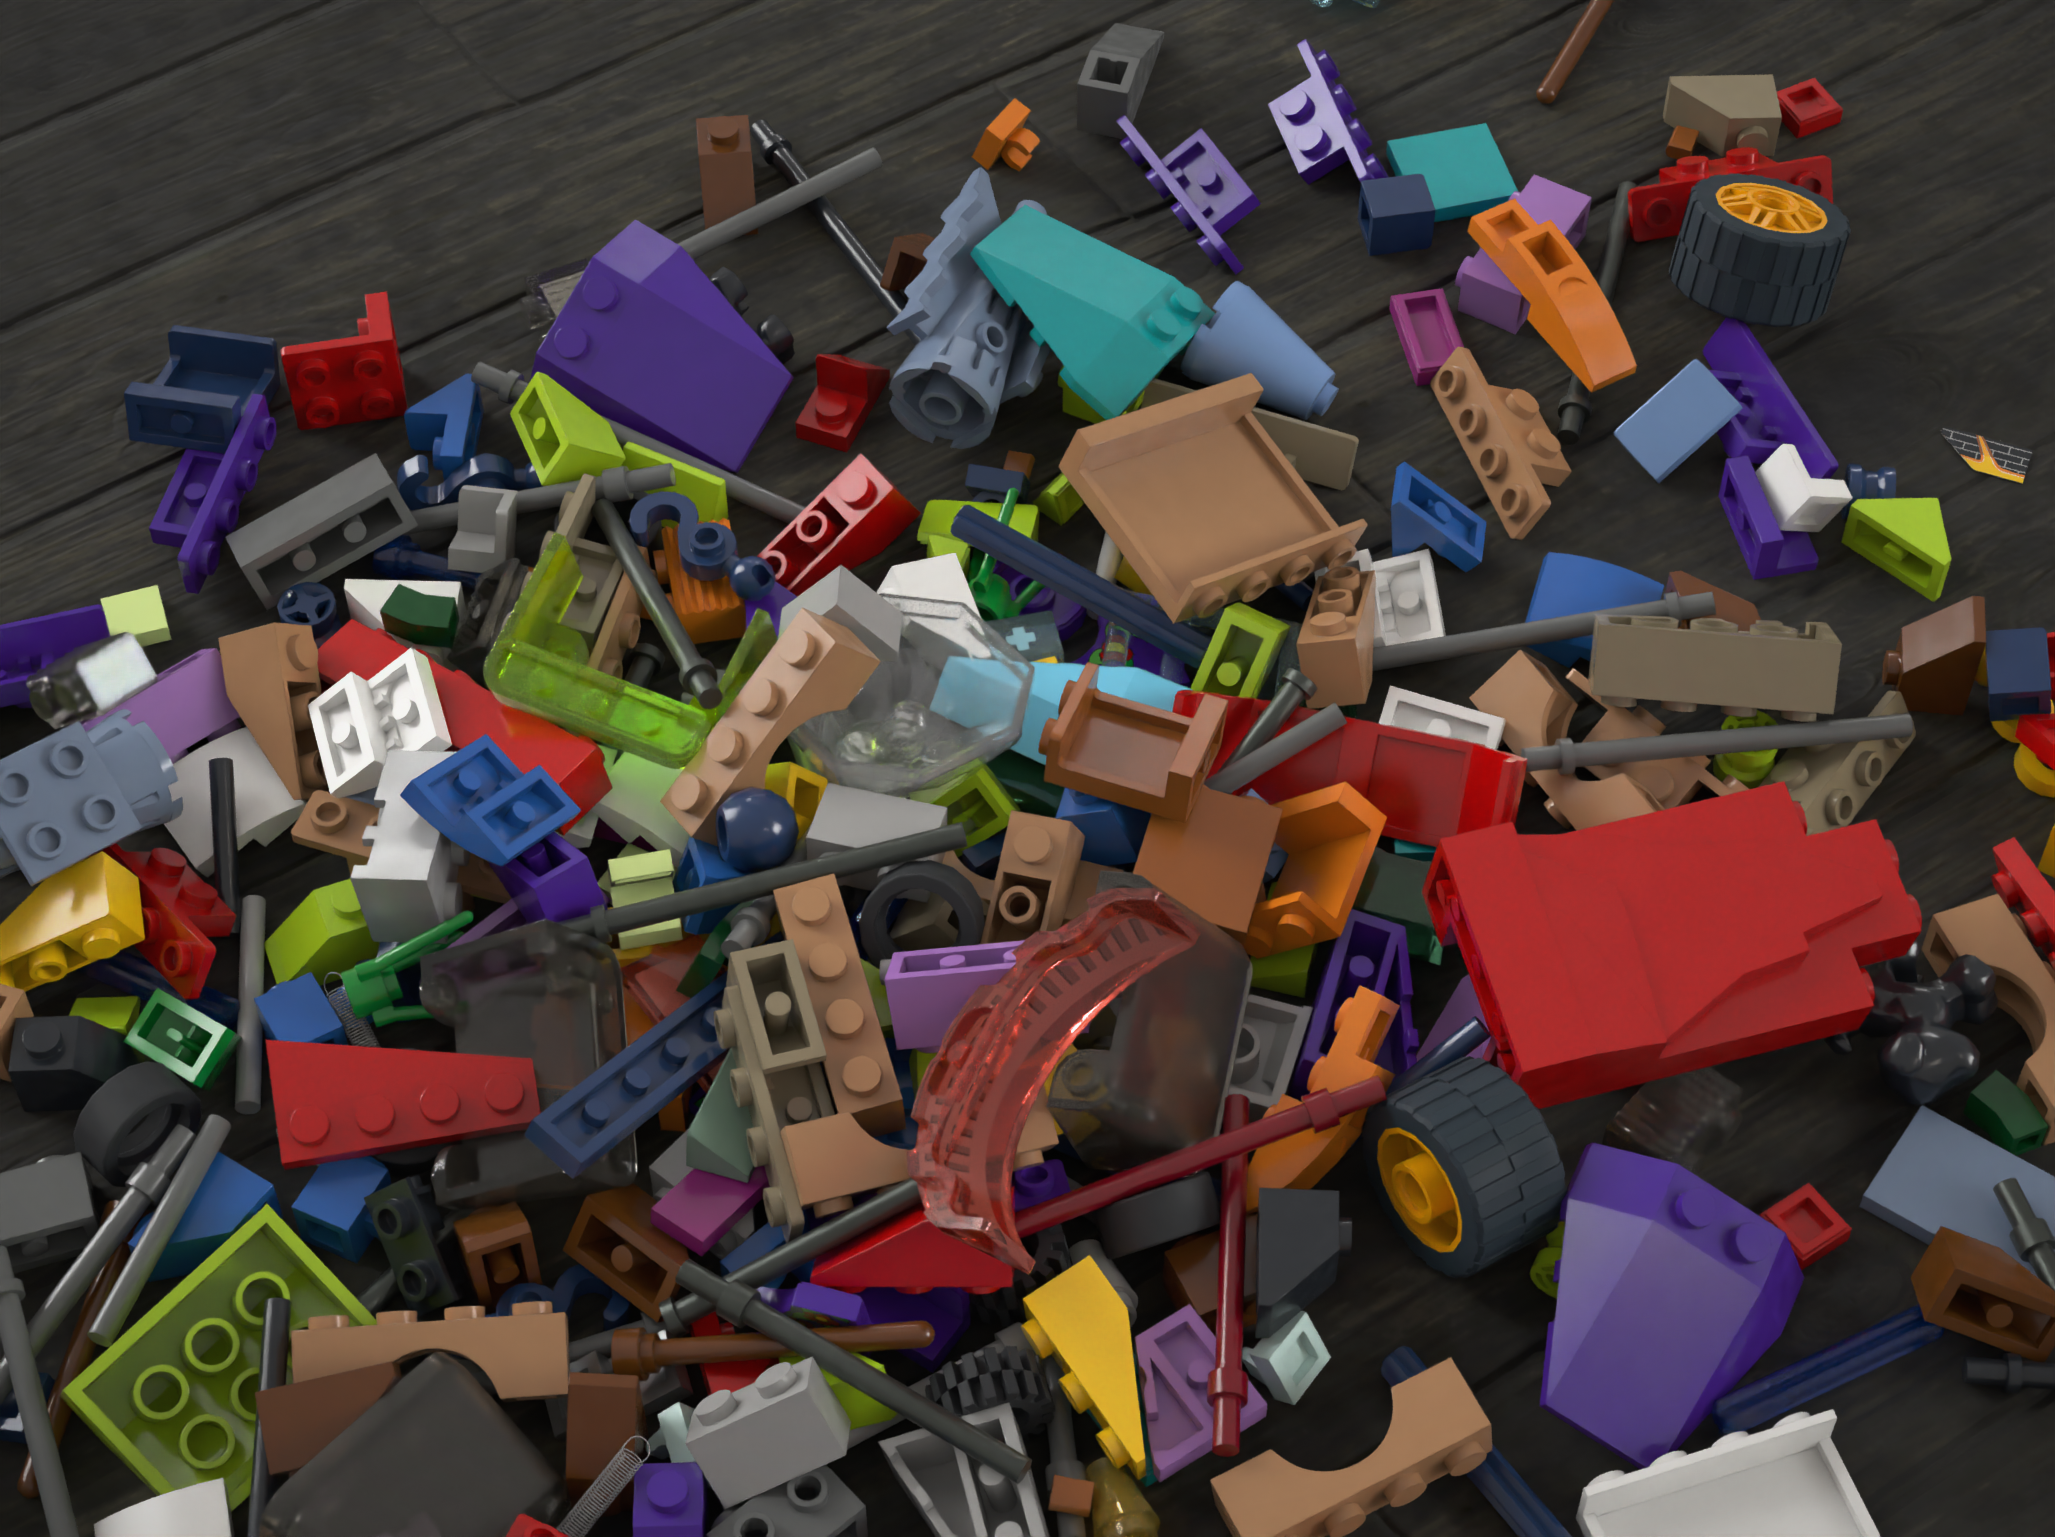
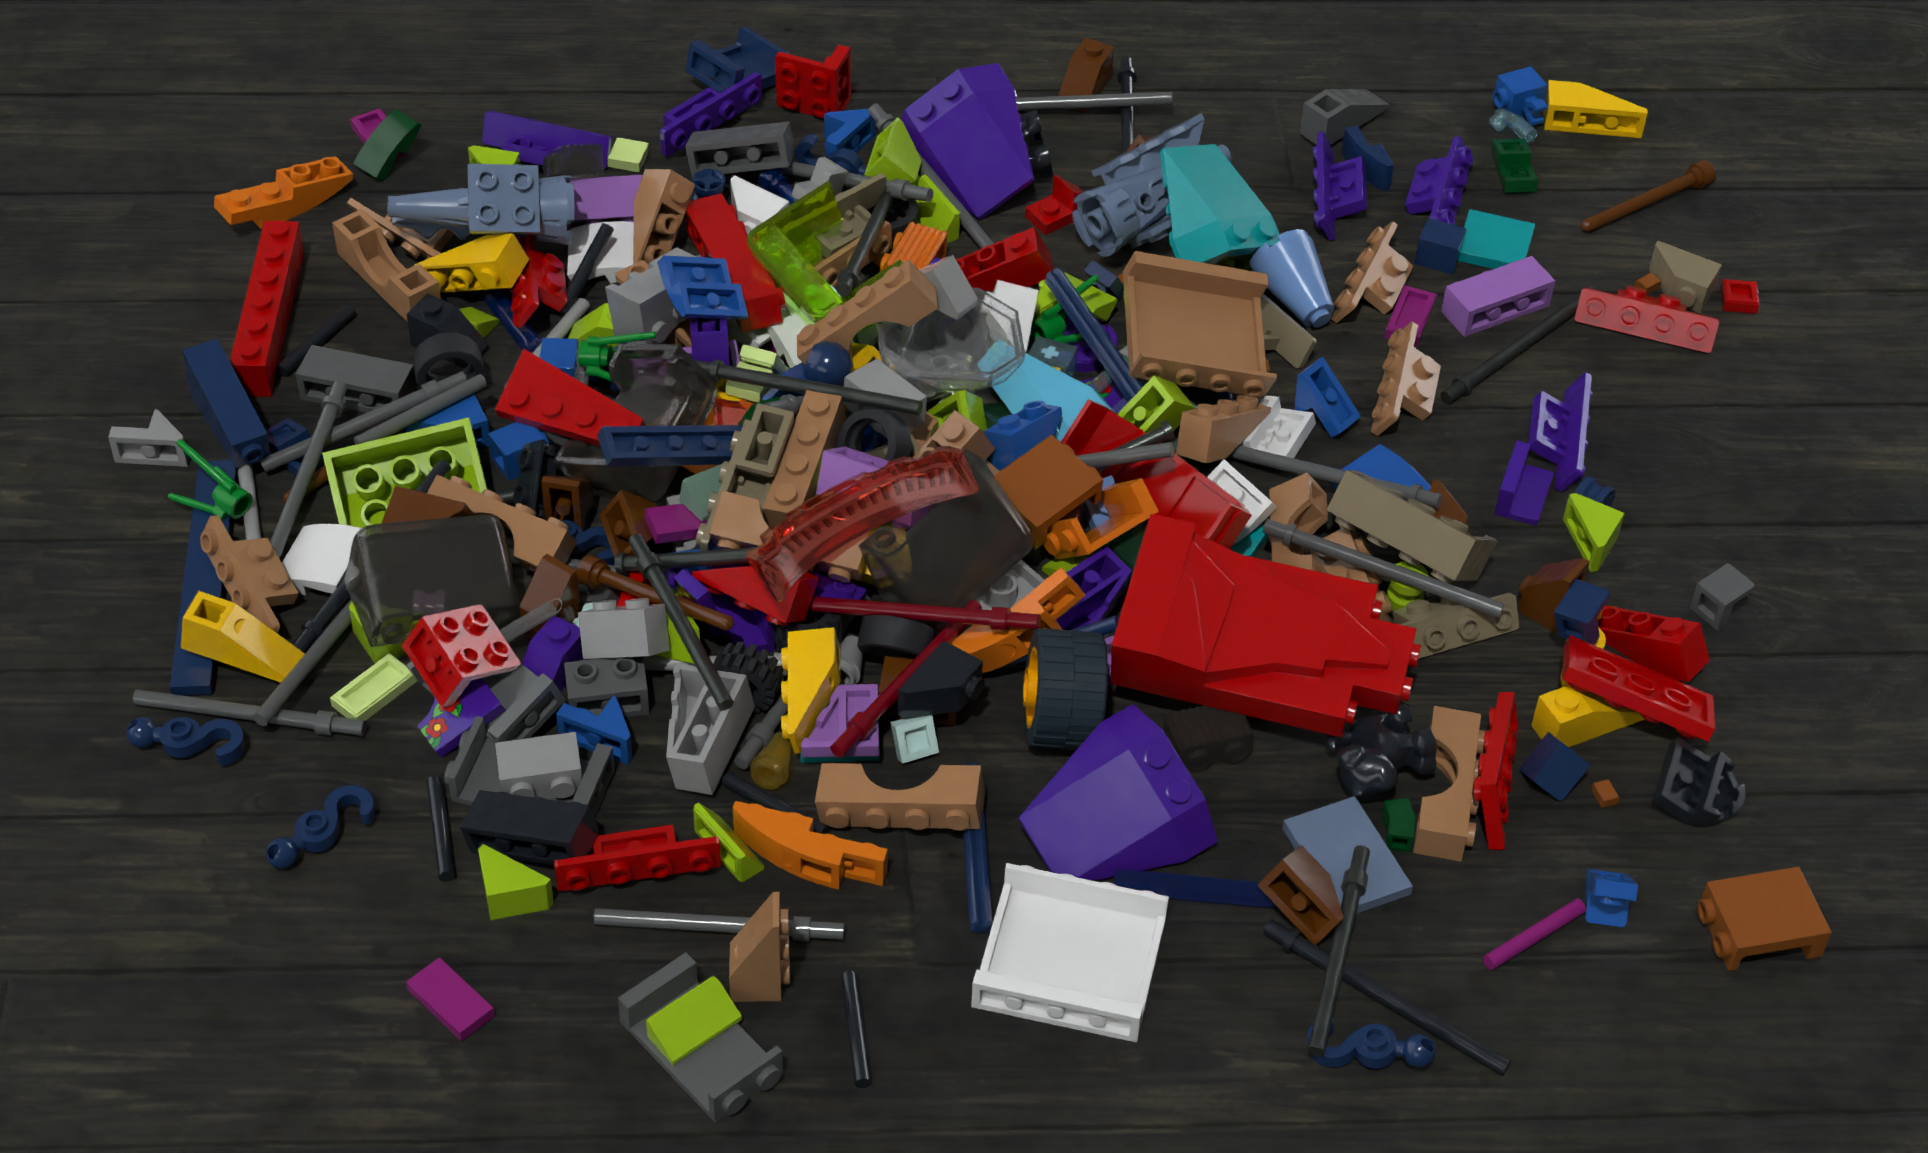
camera: 30 degrees right, 5 degrees down
(183, 1039) = (498, 344): green slope -> none
(365, 719) = (692, 235): white slope -> none
(421, 617) = (752, 205): dark green piece -> none
(706, 548) = (917, 235): dark blue piece -> none
(1007, 138) = (1253, 118): orange tile -> none
(1070, 1496) = (752, 739): dark orange piece -> none
(1130, 748) = (1041, 411): dark orange panel -> none
(1176, 119) = (1378, 163): none -> dark blue slope
(1343, 299) = (1378, 275): none -> medium nougat bracket
(1386, 48) = (1514, 165): none -> dark green slope
(1562, 293) = (1488, 317): orange slope -> none
(1677, 420) = (1508, 410): medium blue slope -> none
(1759, 250) = (1626, 345): black wheel -> none
(1797, 499) = (1546, 481): white panel -> none
(1809, 1224) = (1241, 821): red tile -> none
(1990, 455) = (1692, 516): sticker -> none

